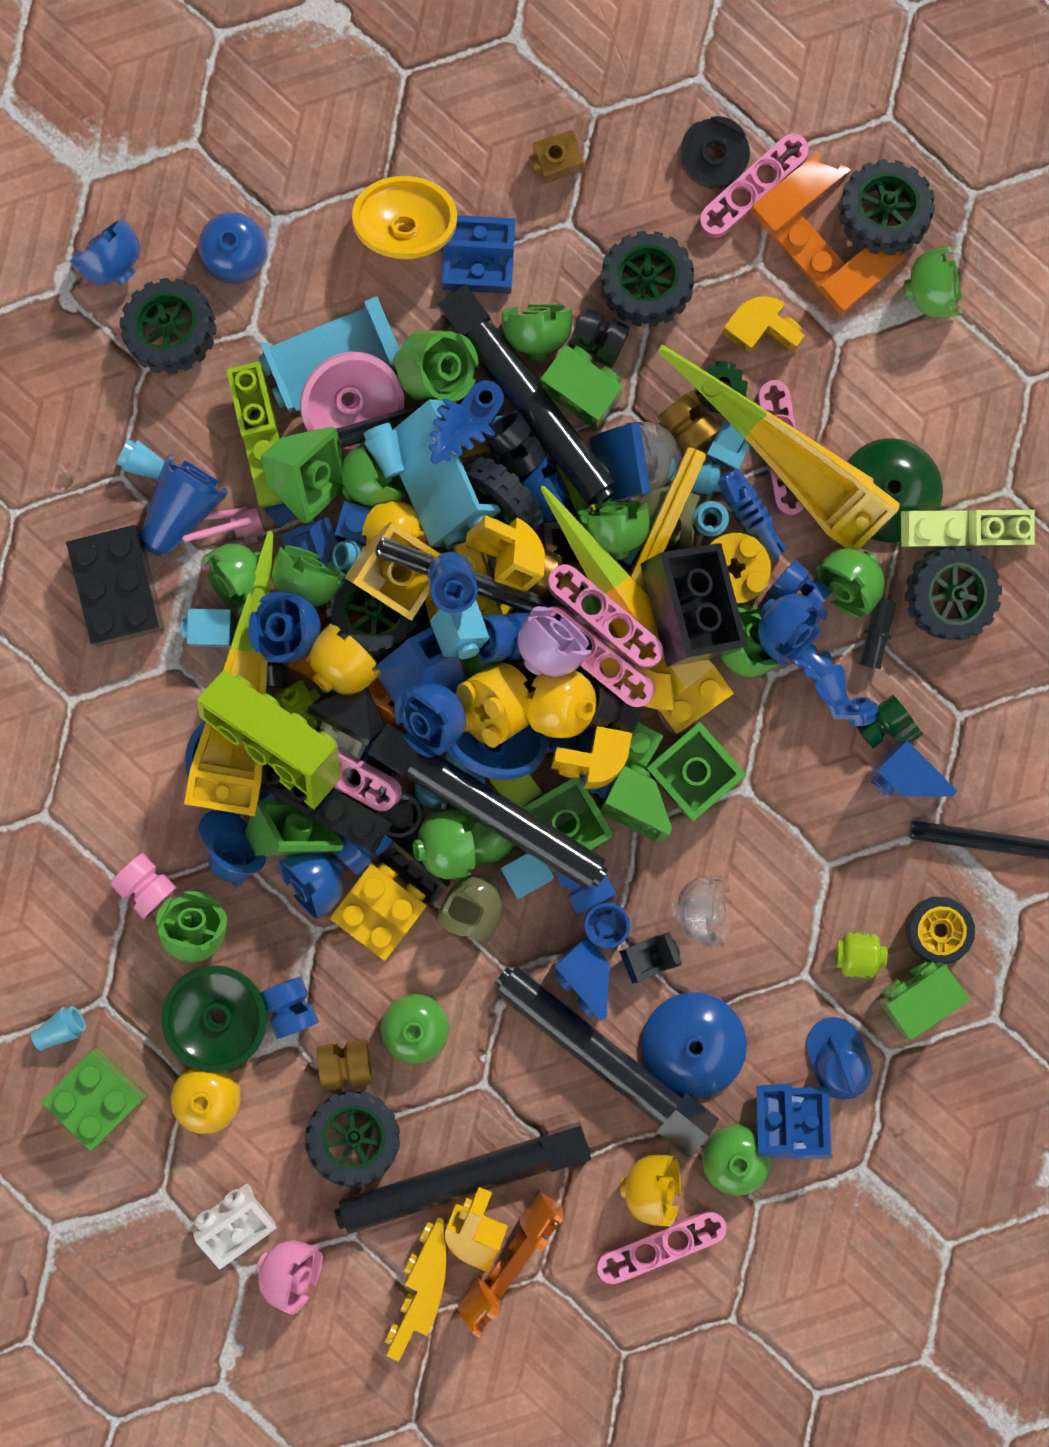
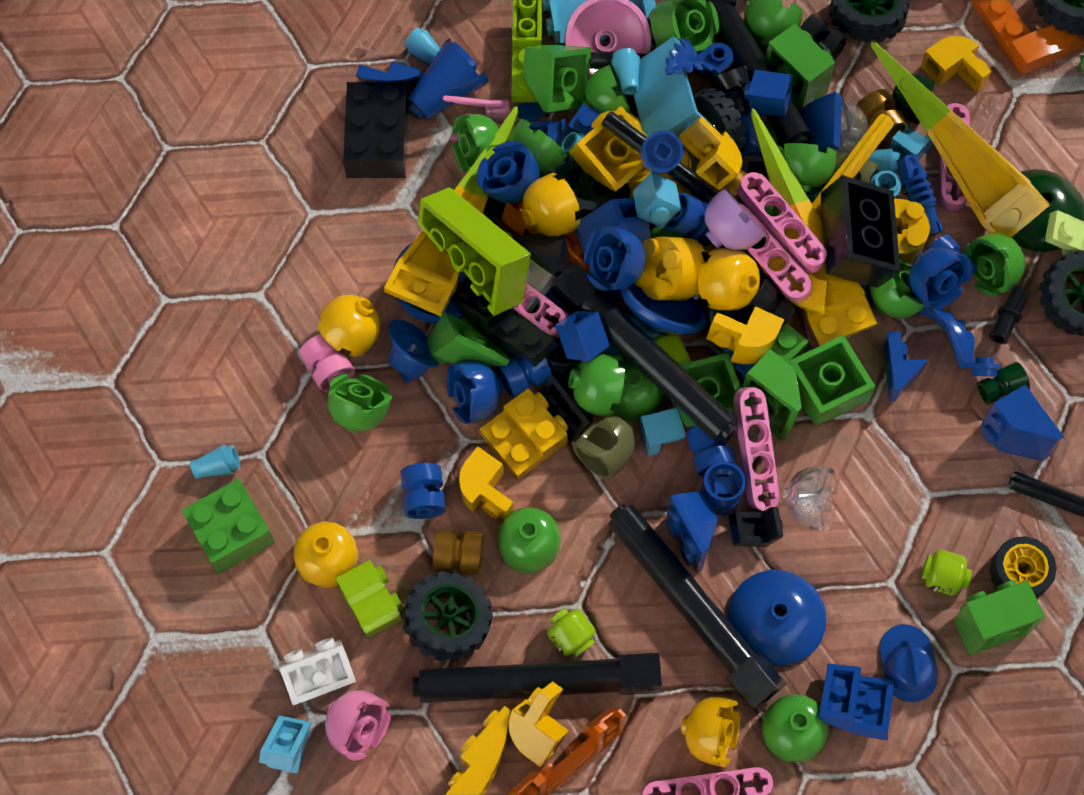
camera: 10 degrees right, 20 degrees down
(106, 522) = (396, 73): none -> blue slope
(155, 841) = (350, 324): none -> yellow cylinder
(192, 1028) = (350, 463): dark green dish -> none
(208, 627) = (441, 174): medium azure brick -> none
(224, 1312) = (285, 744): none -> medium azure slope
(265, 1137) = (369, 598): none -> lime brick
(343, 987) = (477, 485): none -> yellow brick
(416, 807) = (582, 335): none -> blue brick
(484, 1120) = (571, 632): none -> lime head
(555, 451) = (769, 93): none -> blue brick
(632, 876) = (762, 447): none -> bright pink beam
(770, 741) = (899, 370): none -> blue slope

